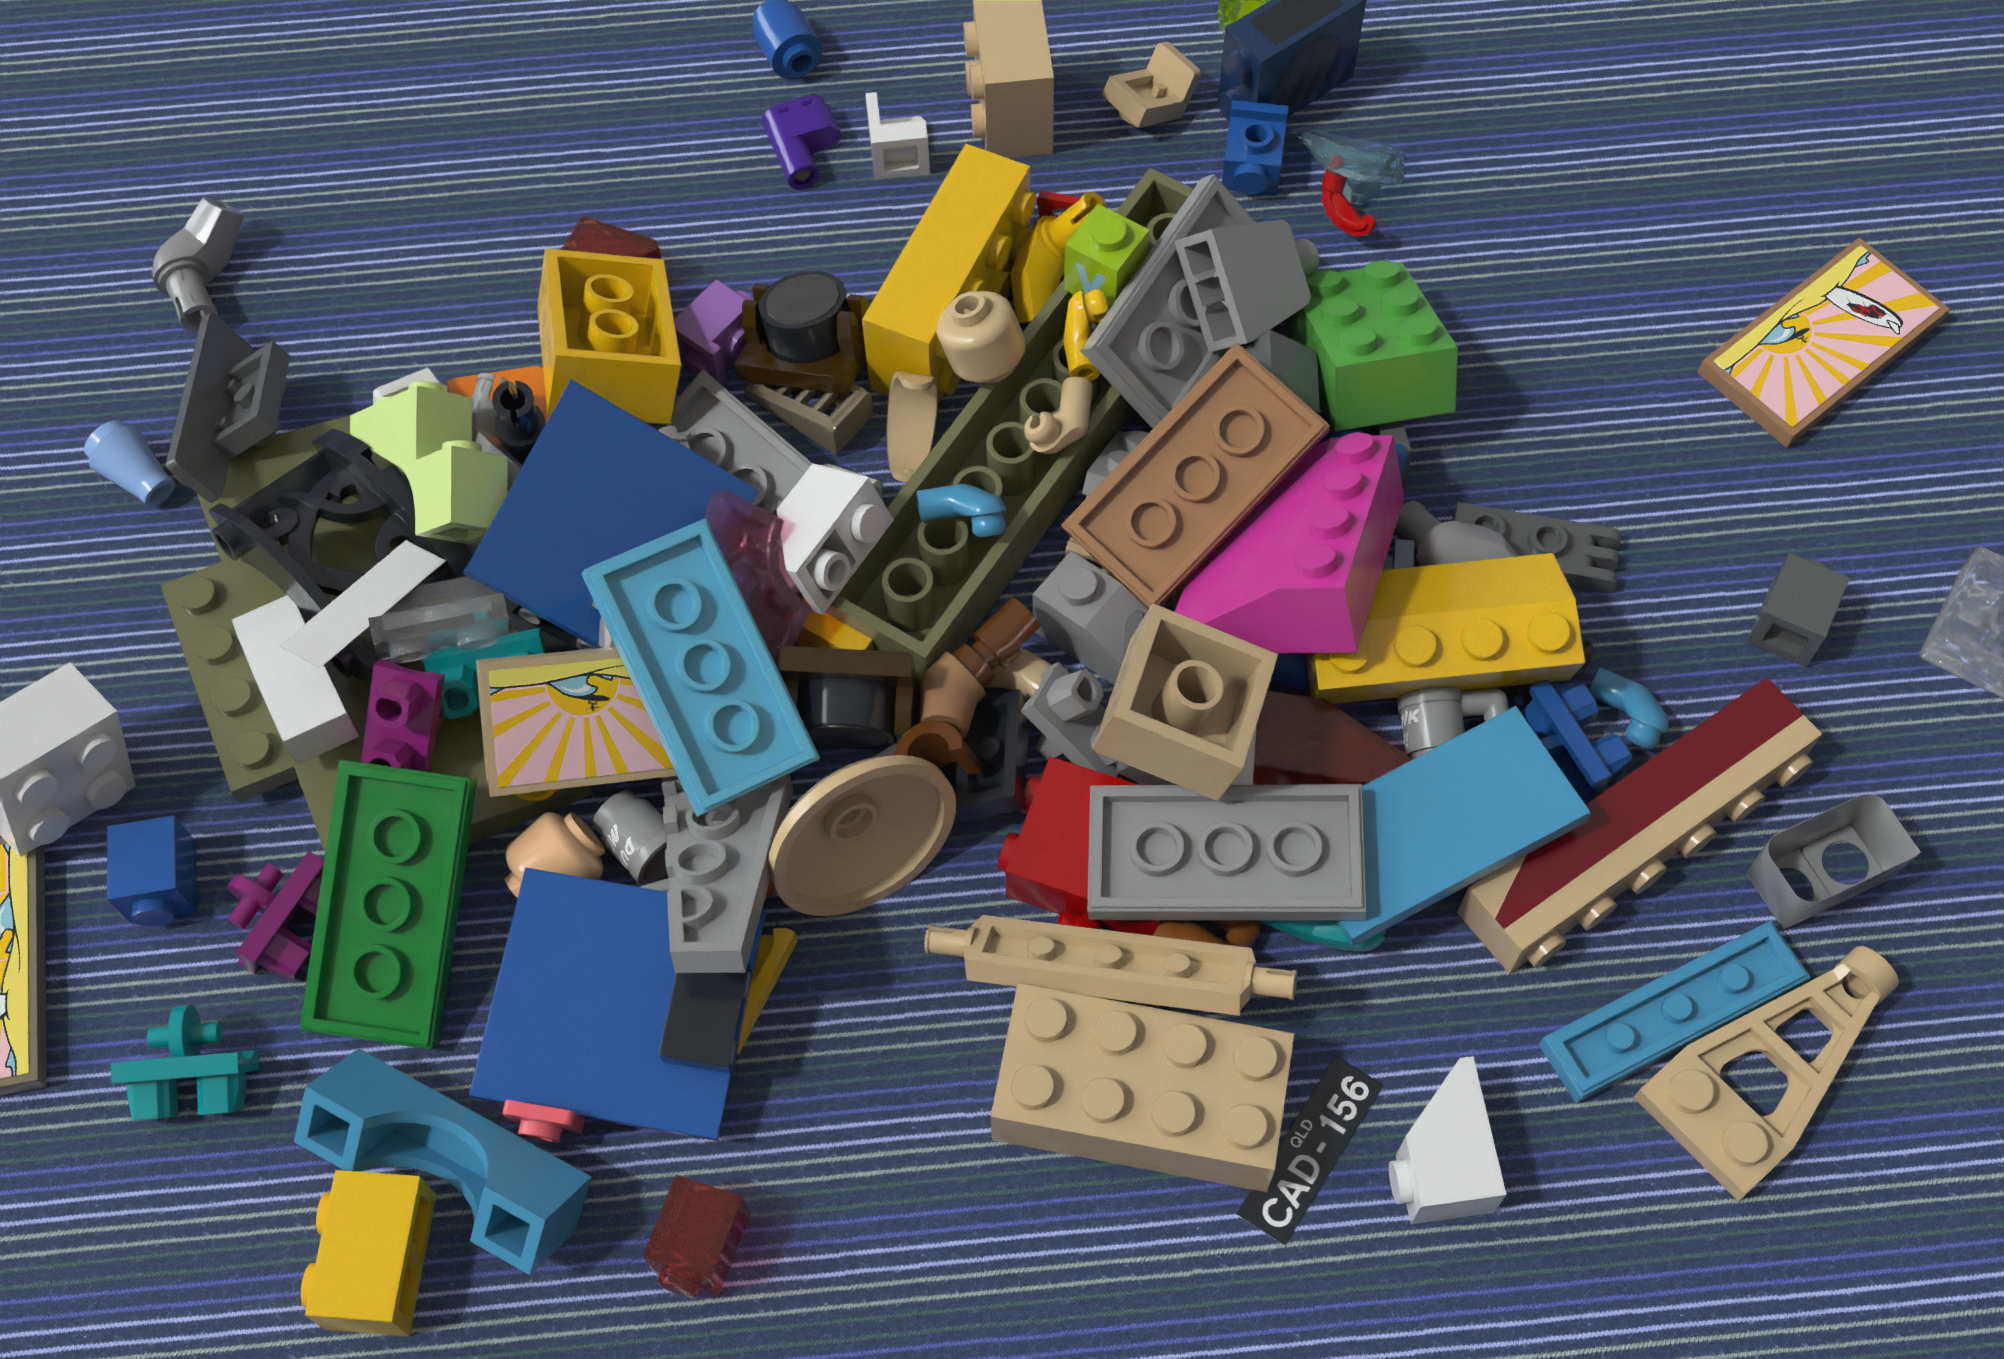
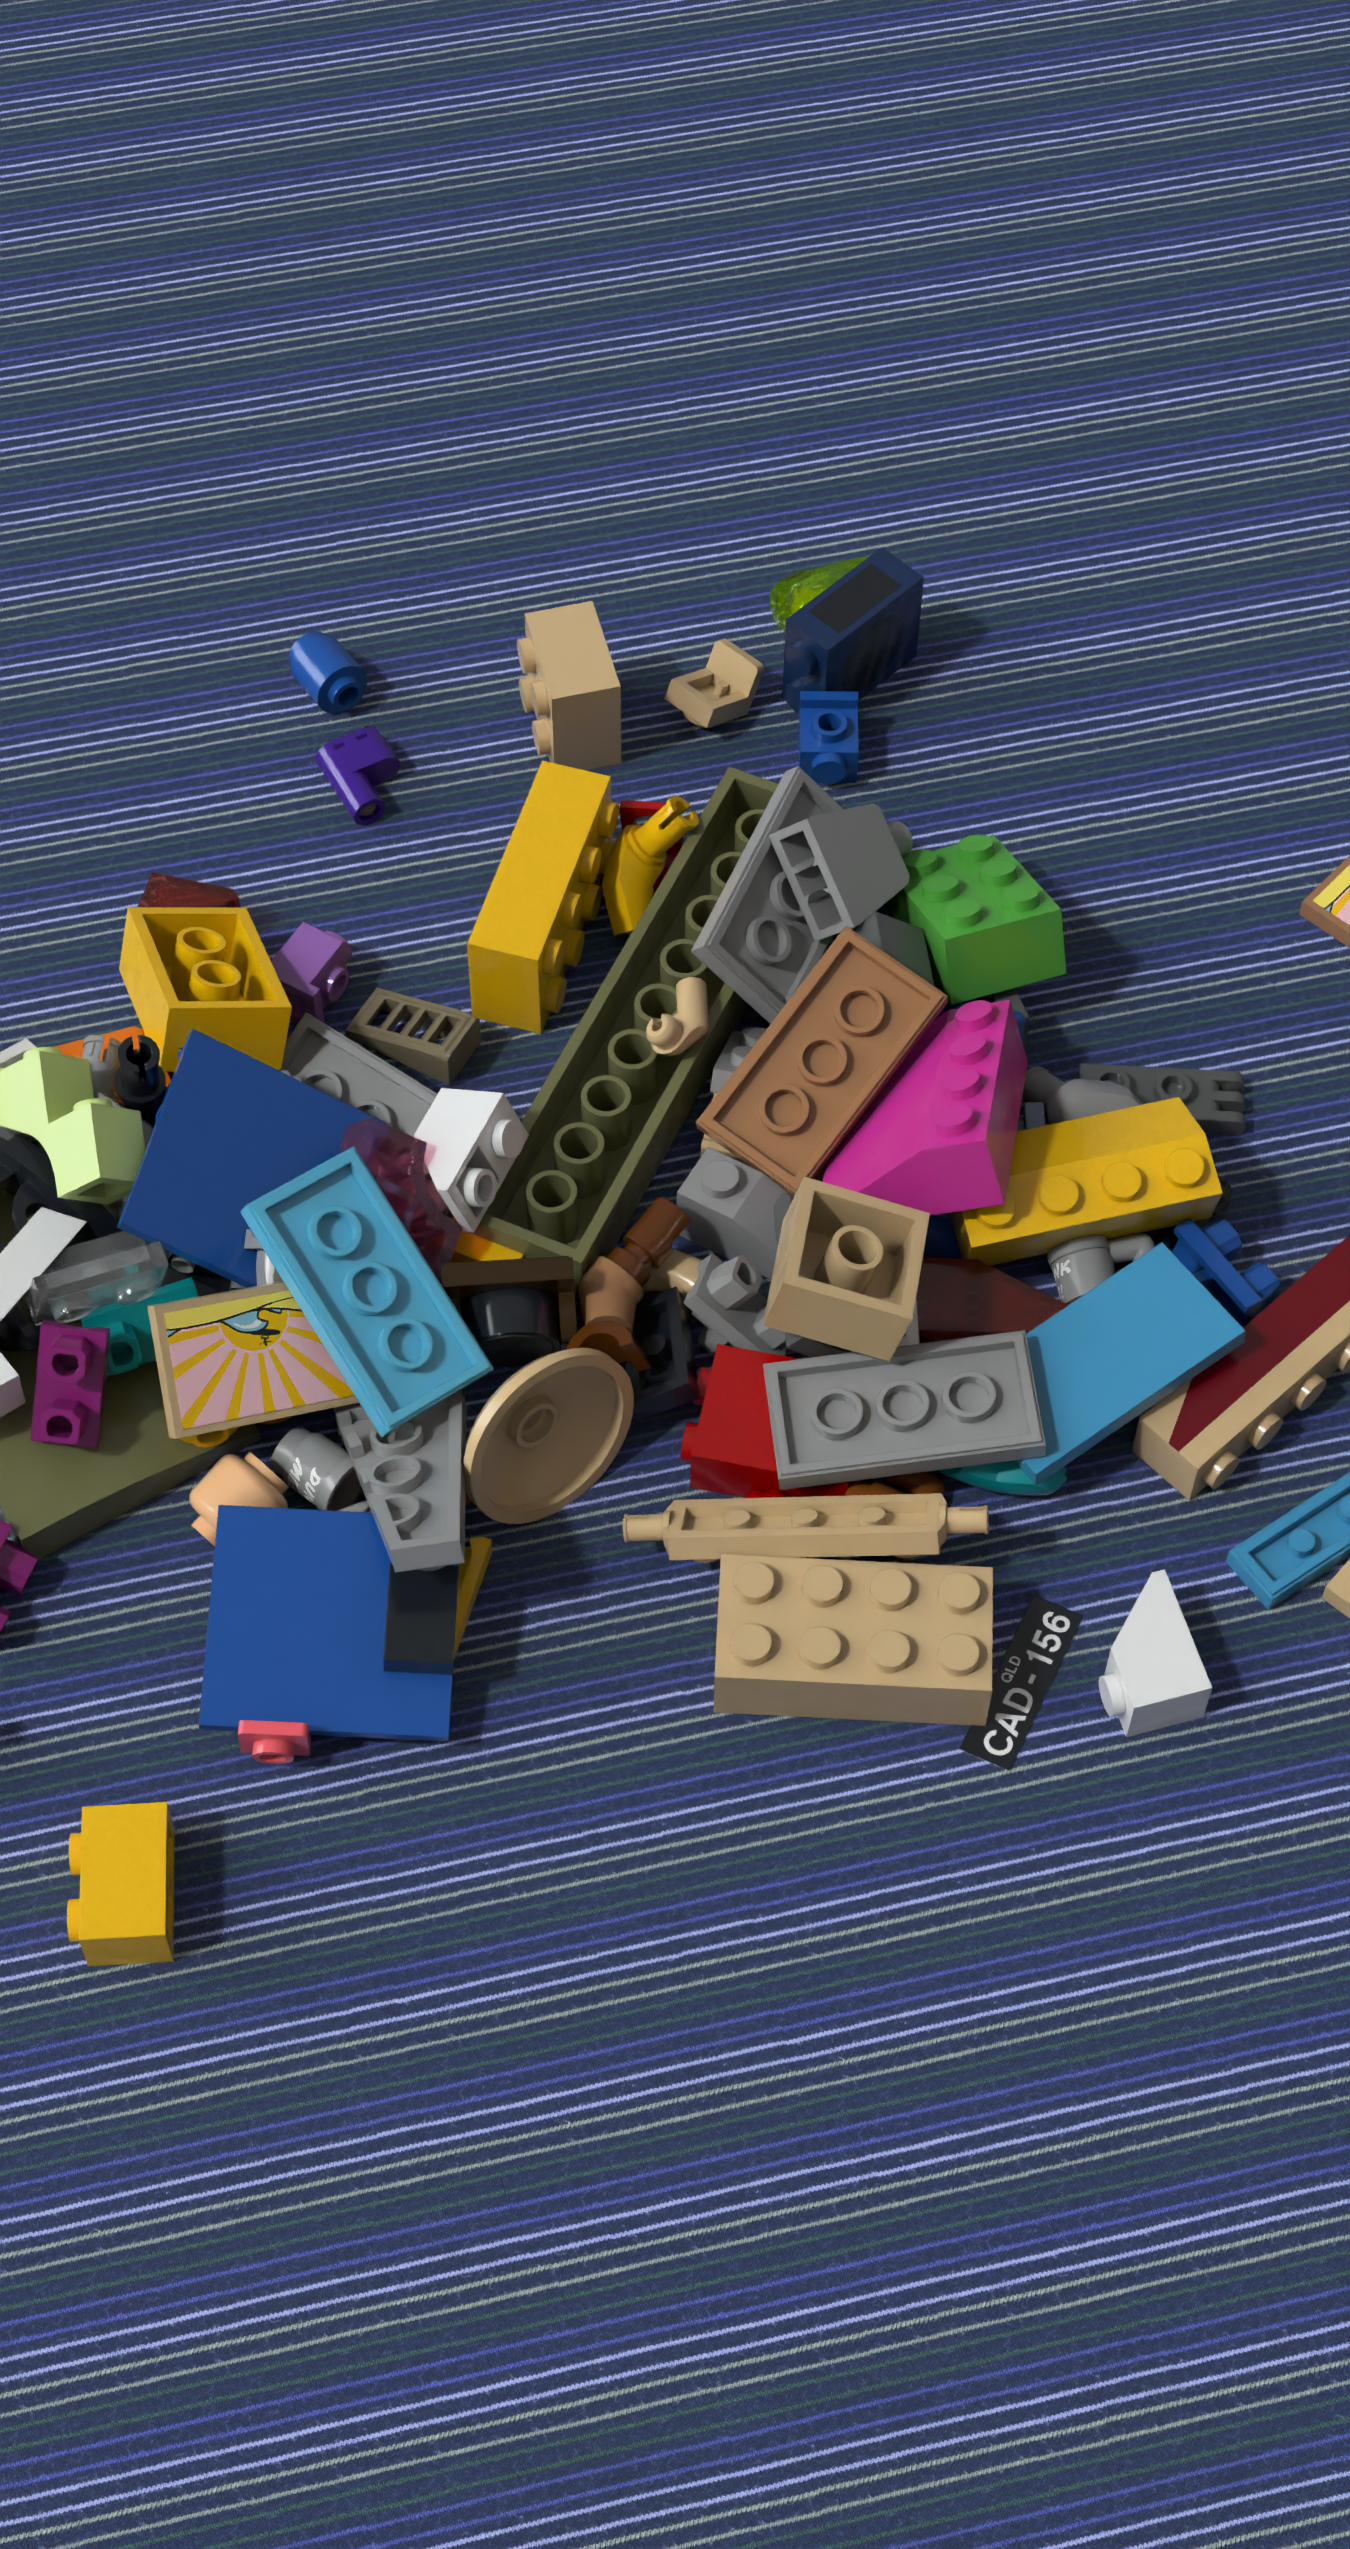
camera: 10 degrees left, 5 degrees down
(378, 1117) = (114, 1758): dark azure arch -> none
(388, 904) = (85, 1557): green tile -> none
(696, 1237) = (444, 1828): clear red brick -> none
(810, 332) = (407, 962): piece -> none
(897, 144) = (460, 769): white panel -> none
(910, 422) = (521, 1043): tan helmet -> none
(963, 501) = (595, 1109): dark azure arm -> none
(981, 337) = (589, 948): tan head -> none
(1081, 312) = (685, 915): yellow arm -> none
(1104, 253) = (700, 858): lime brick -> none
(1352, 175) = (931, 754): clear light blue piece -> none
(1637, 702) = (1277, 1232): dark azure arm -> none

